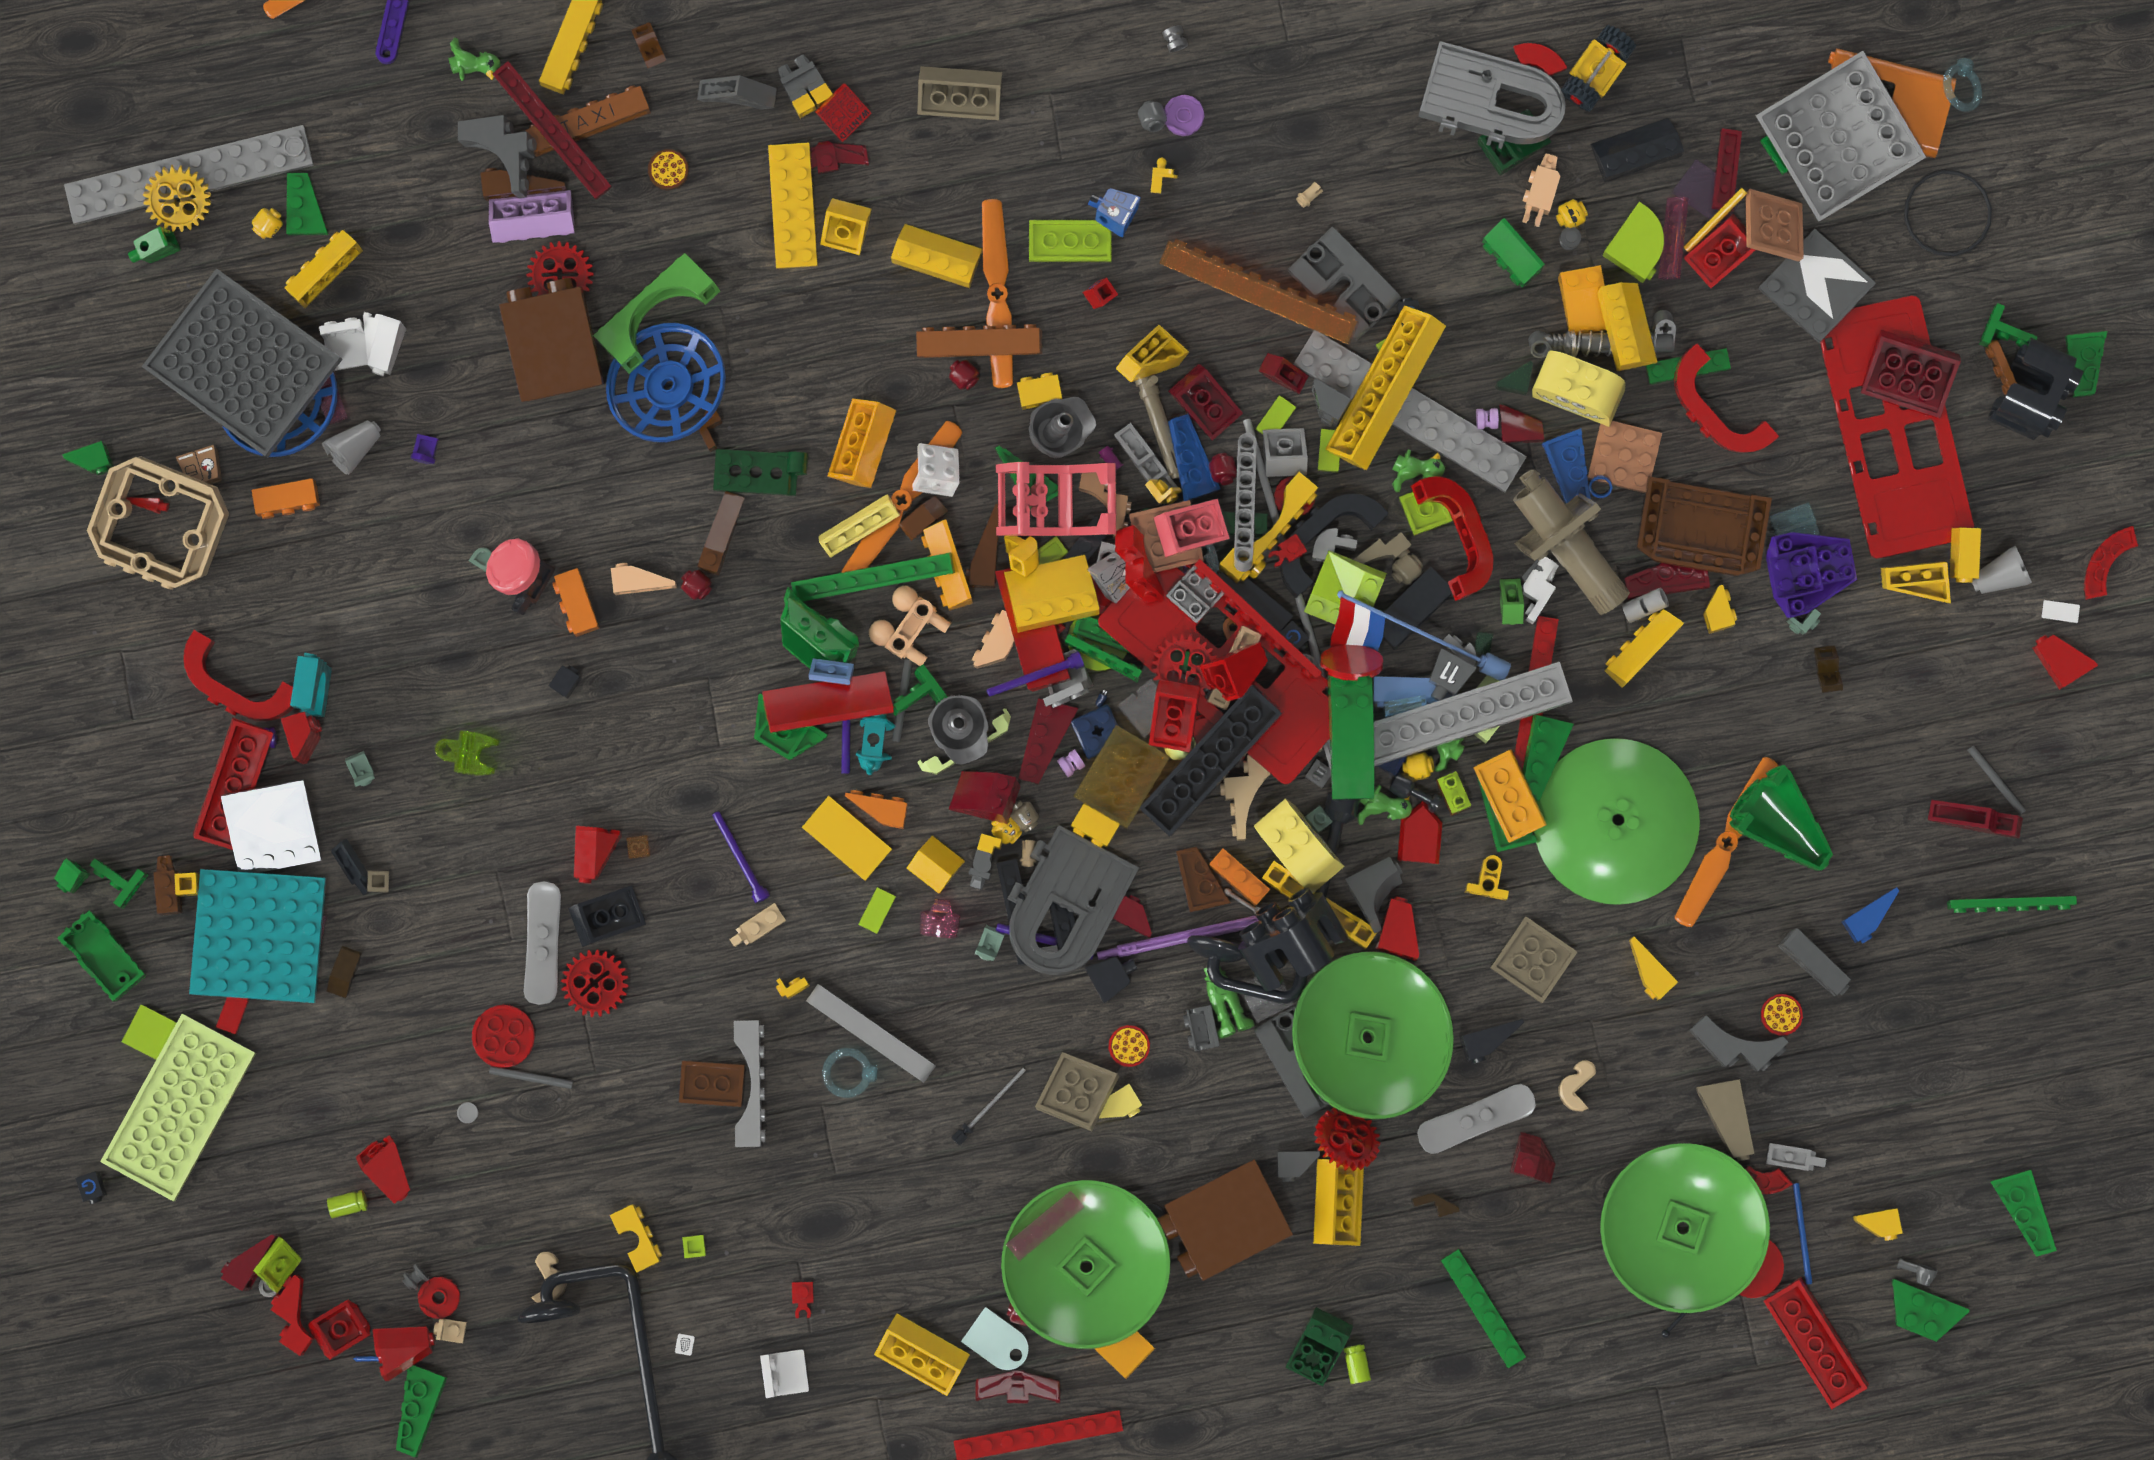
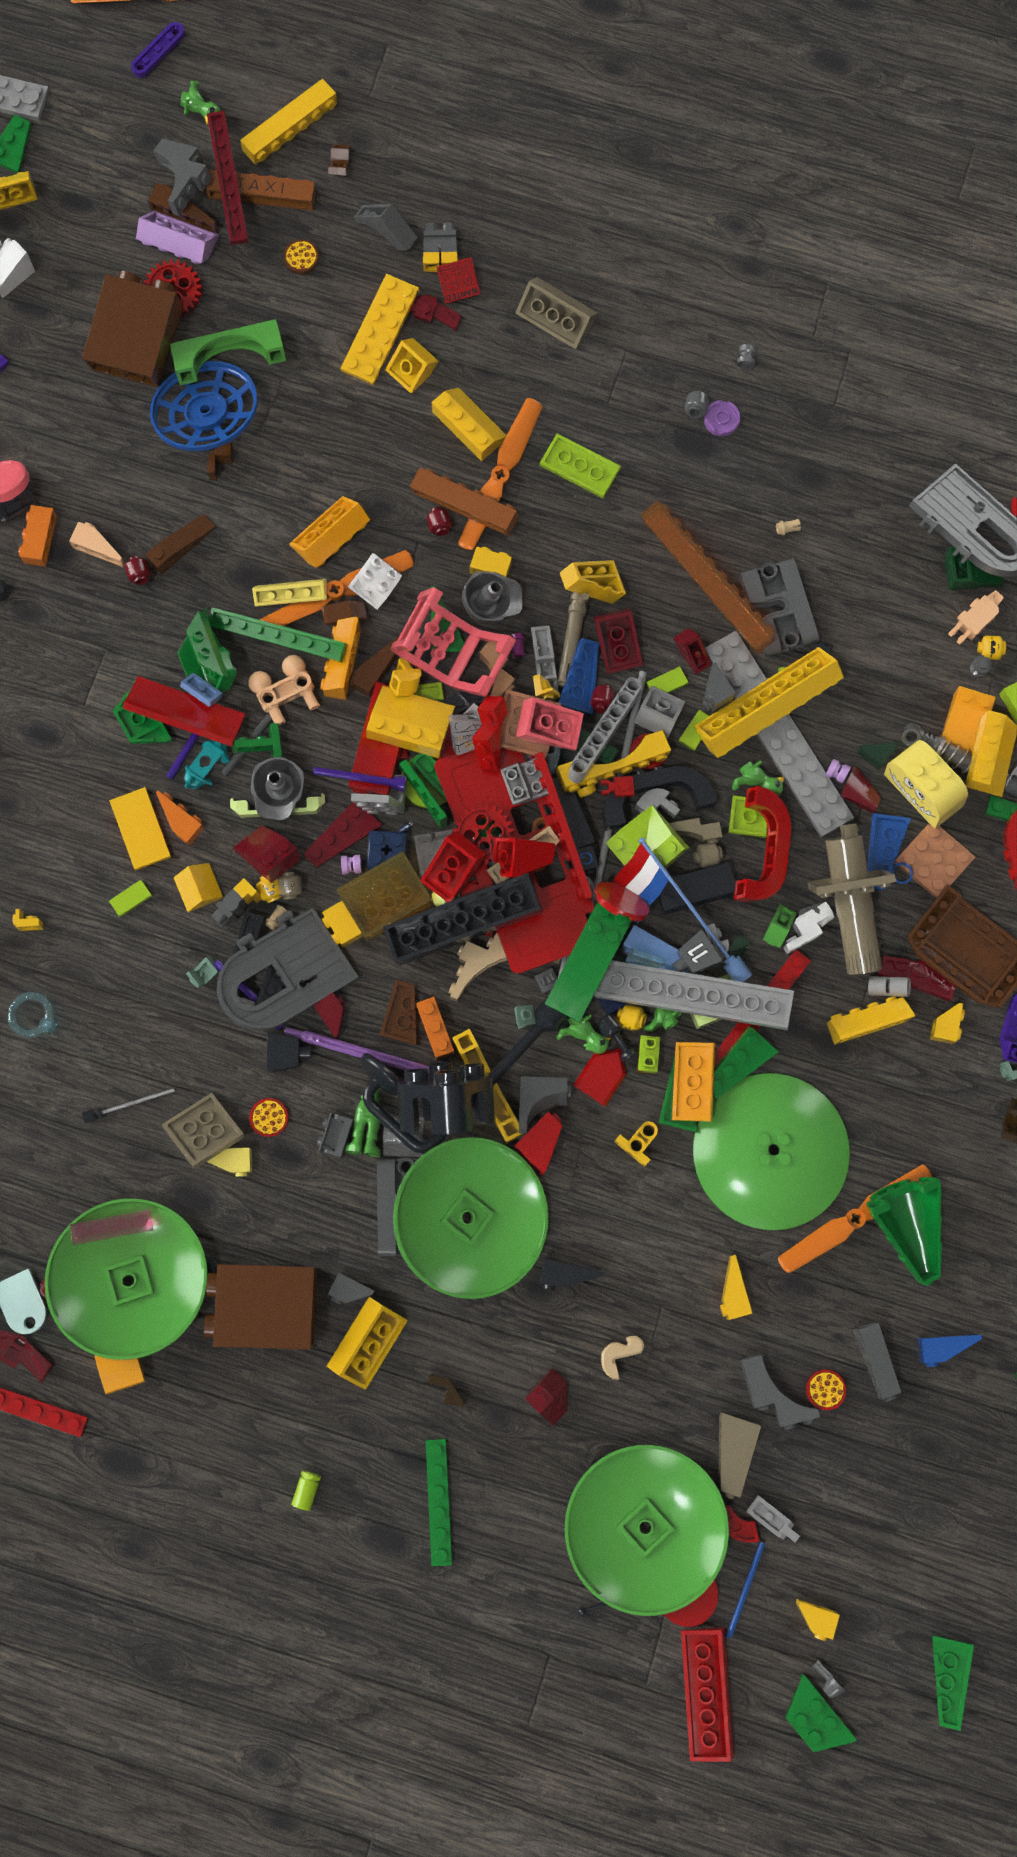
camera: 25 degrees right, 5 degrees down
(758, 892) = (45, 834): dark purple piece -> none
(758, 926) = (30, 860): tan hinge -> none
(788, 462) = (266, 517): dark green hinge -> none
(870, 1033) = (67, 993): light grey beam -> none
(938, 926) = (170, 936): clear pink piece -> none
(996, 643) = (344, 740): light nougat slope -> none
(1100, 293) = (580, 514): red brick -> none
(1115, 210) = (628, 458): torso -> none
(1160, 172) = (677, 450): yellow piece -> none
(1228, 892) = (419, 1036): light grey hinge -> none
(1298, 846) = (495, 1027): light yellow brick -> none
(1319, 1346) = (283, 1457): dark green slope -> none
(1347, 1139) = (402, 1294): red gear -> none
(1476, 1118) = (521, 1336): light grey piece -> none
(1512, 253) = (928, 652): green slope -> none
(1533, 960) = (640, 1228): dark tan plate -> none

